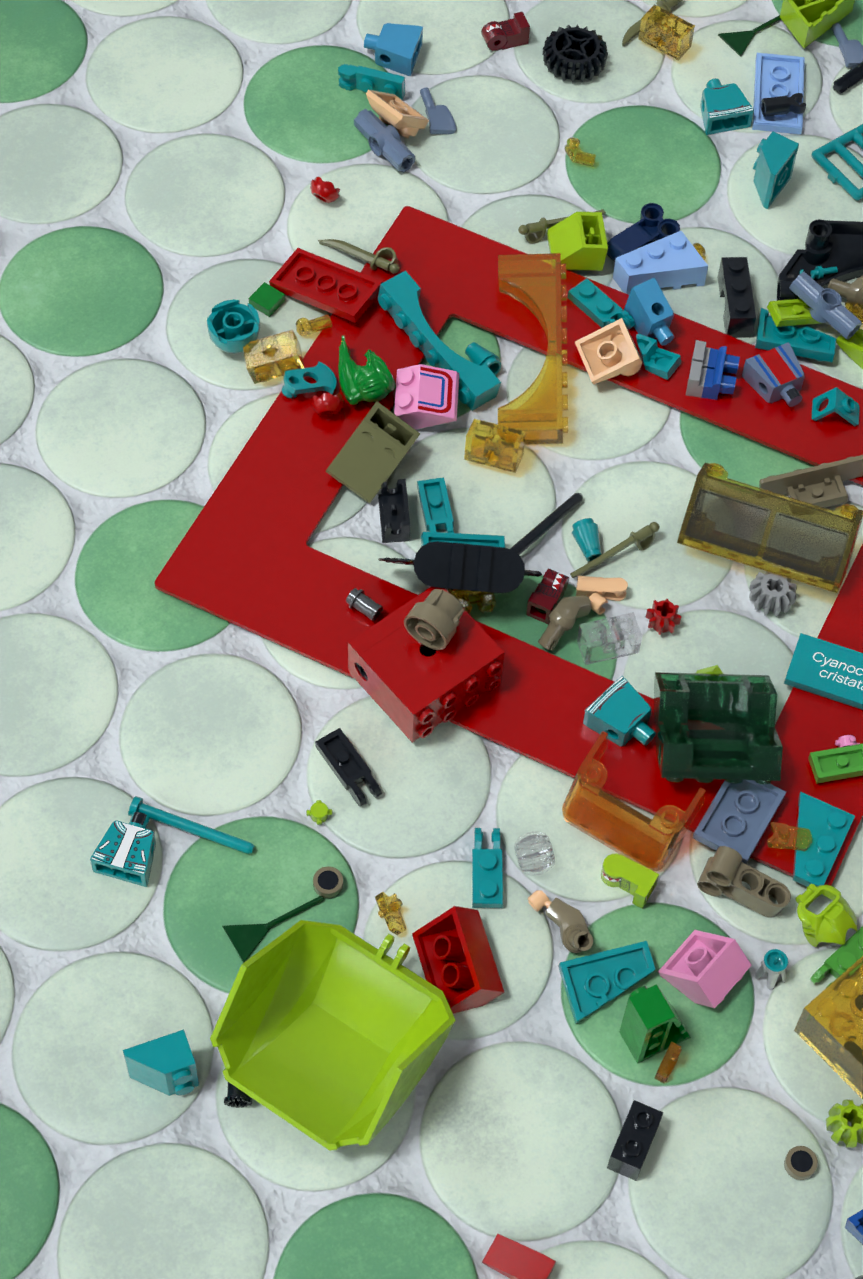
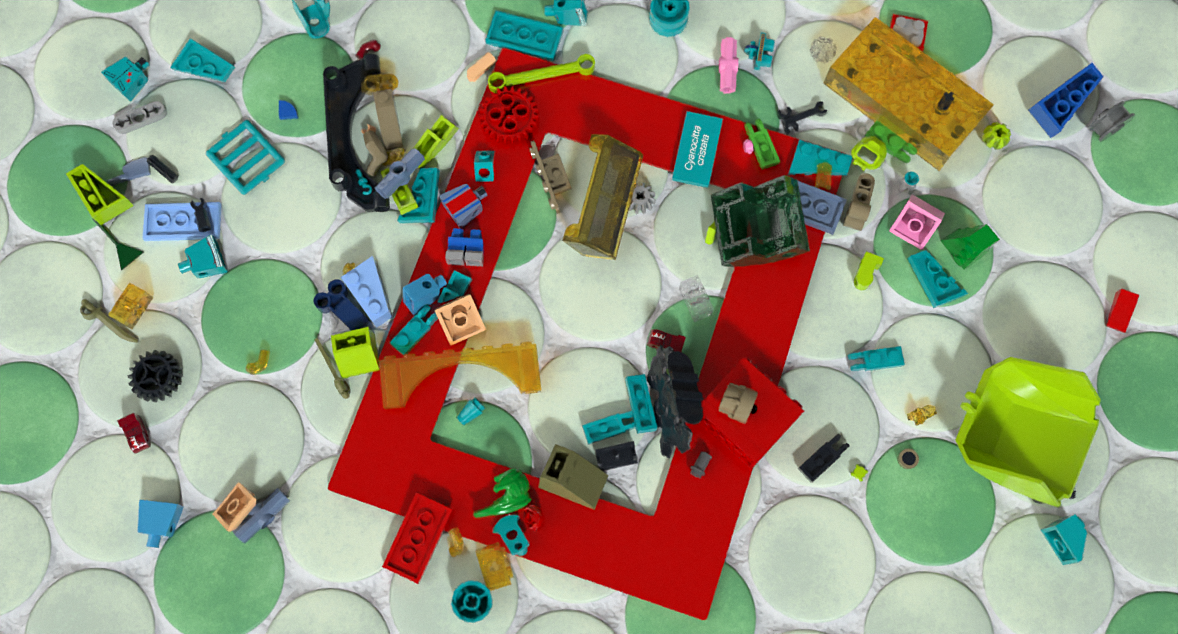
camera: 95 degrees left, 15 degrees up
(126, 851) = (918, 595): teal torso -> none
(189, 826) = (883, 595): teal bar -> none
(247, 937) = (955, 505): dark green piece -> none
(267, 299) = (431, 584): green tile -> none
(324, 190) = (320, 555): red plate -> none
(370, 79) = (198, 535): teal hinge -> none
(375, 261) = (388, 502): olive sword -> none
(401, 300) = (431, 475): teal arch -> none
(426, 395) = (518, 444): bright pink slope -> none
(439, 116) = (226, 477): sand blue piece -> none
(459, 959) = (948, 368): red slope -> none
(494, 445) = (552, 391): clear yellow brick -> none
(534, 853) = (864, 329): clear piece -> none
(547, 523) = (644, 370): black bar -> none
(565, 614) = (684, 327): dark tan arm -> none
(571, 922) = (907, 302): dark tan arm -> none
(587, 538) = (615, 321): teal cone -> none
(608, 588) = (653, 309): light nougat bar -> none
(619, 825) = (819, 298): clear orange windscreen -> none
(620, 714) = (756, 284): teal torso -> none
(634, 1140) = (1037, 252): black brick -> none
(641, 538) = (609, 287): olive sword -> none
(663, 616) = (671, 260): red gear -> none
(739, 304) = (403, 233): black arch -> none
(774, 166) = (269, 217): teal slope -> none
(800, 1162) = (1021, 162): tile -> none

